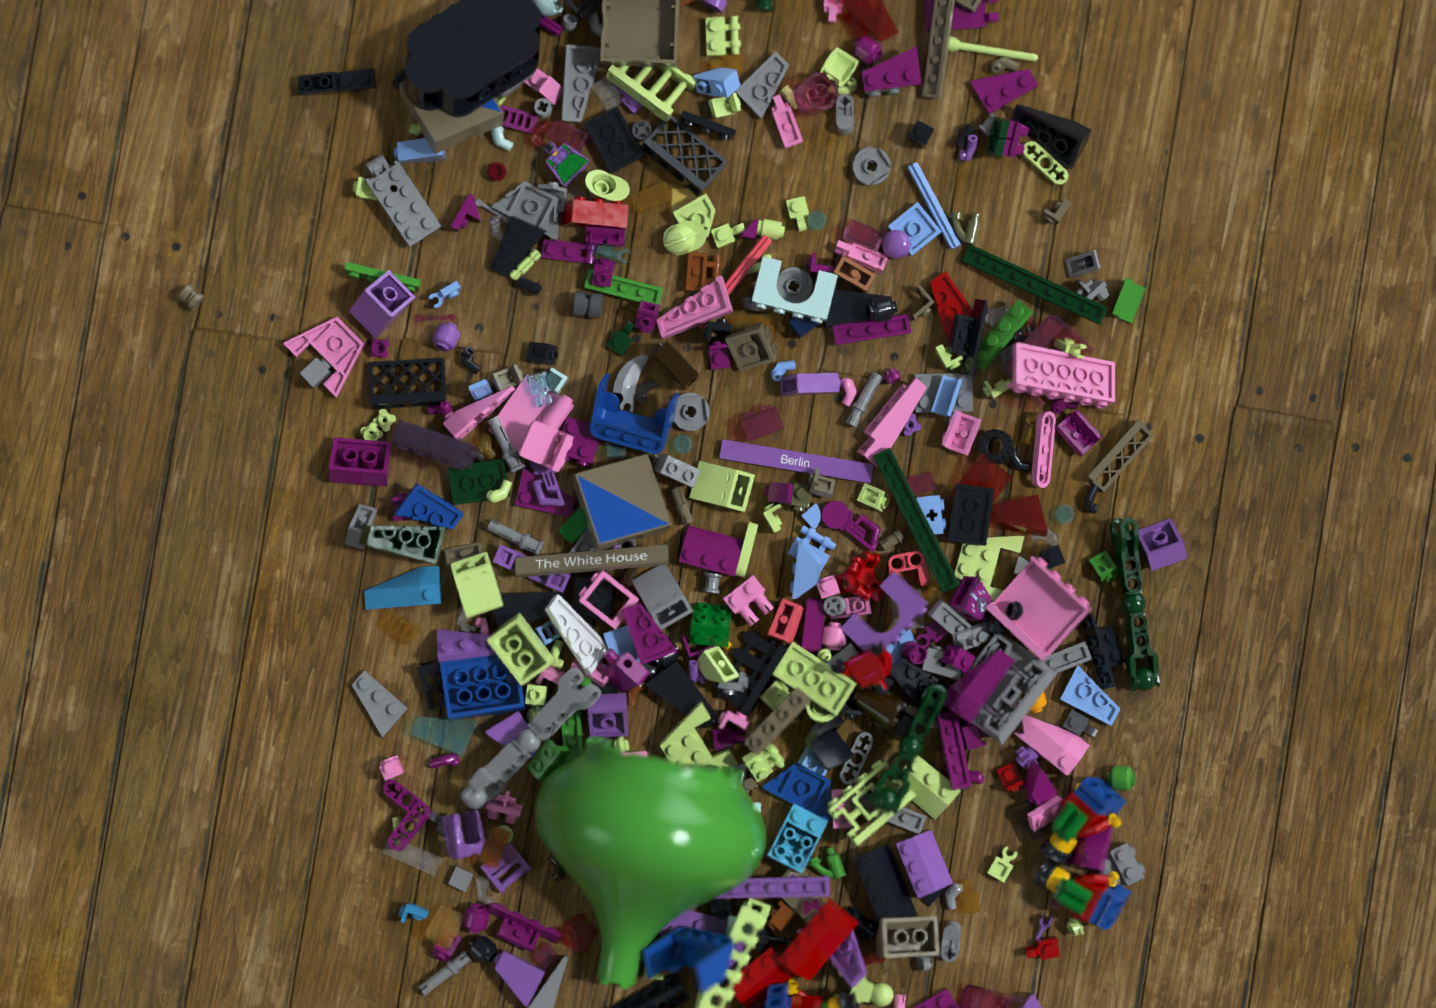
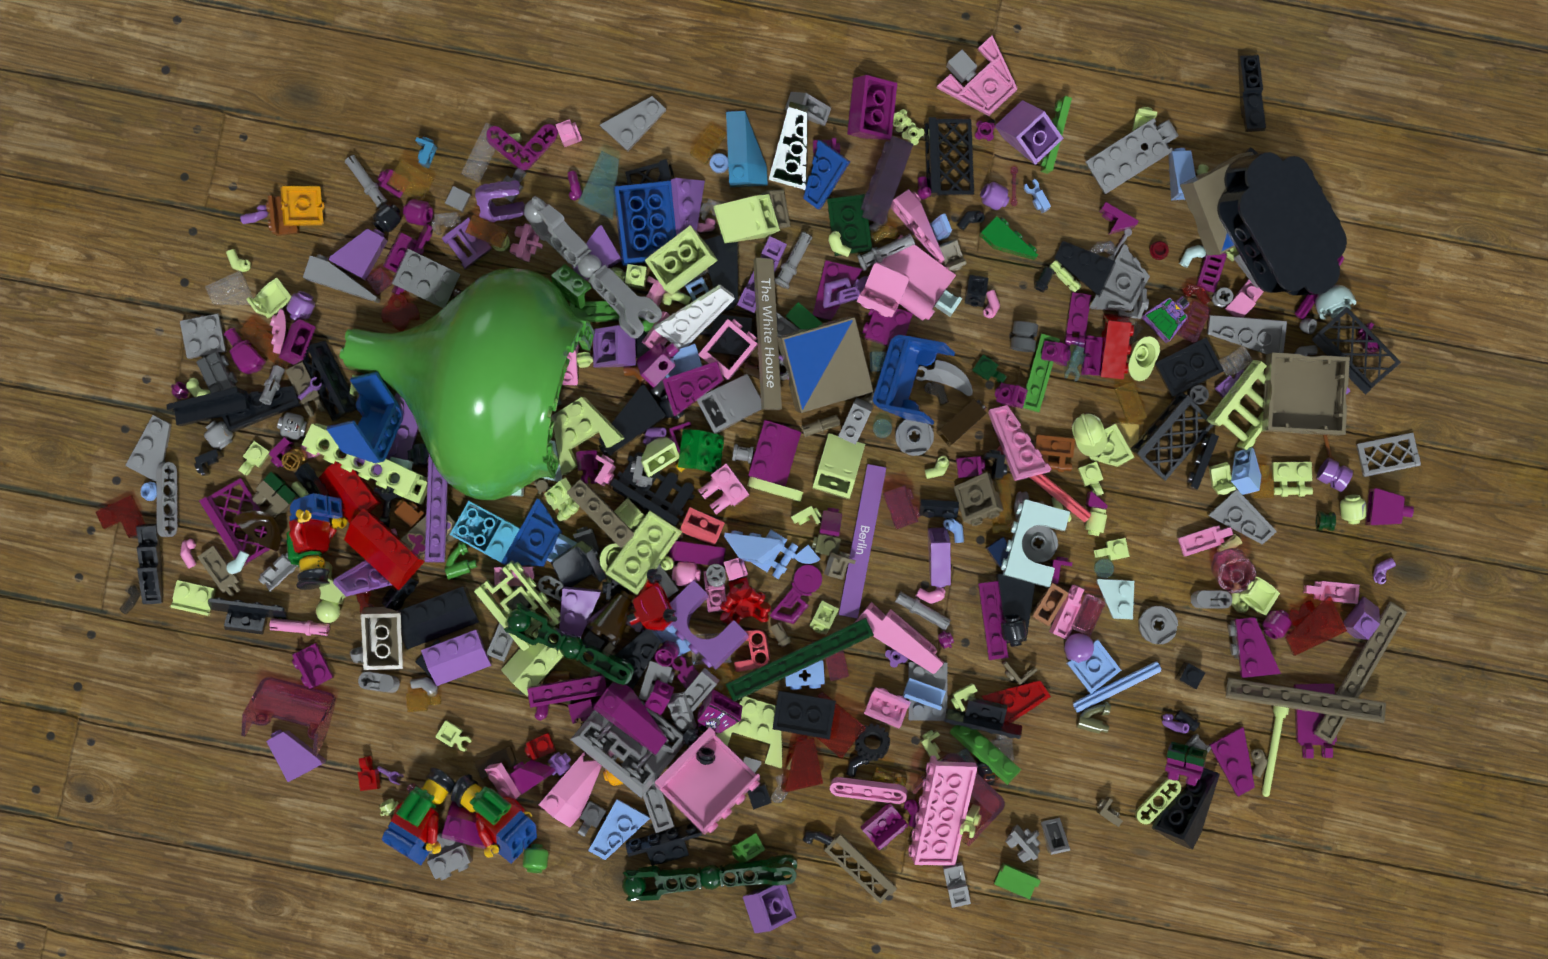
camera: 90 degrees right, 0 degrees up
(418, 615) = (719, 163): none -> light blue tile
(489, 327) = (1002, 238): none -> green slope
(540, 385) = (944, 287): clear light blue plate -> none
(543, 907) = (425, 278): none -> light grey plate
(557, 336) = (993, 305): none -> bright pink arm
(721, 385) = (939, 469): none -> yellowish green arm
(762, 385) = (938, 508): none -> black plate
(799, 736) = (587, 536): none -> dark grey bracket
(845, 205) = (1118, 597): none -> light aqua wing
(872, 744) = (576, 609): none -> medium lavender wing
(1035, 284) = (1035, 787): dark green tile -> none
(1064, 514) = (802, 809): clear light blue plate -> none
(1134, 360) = (956, 885): none -> light grey slope

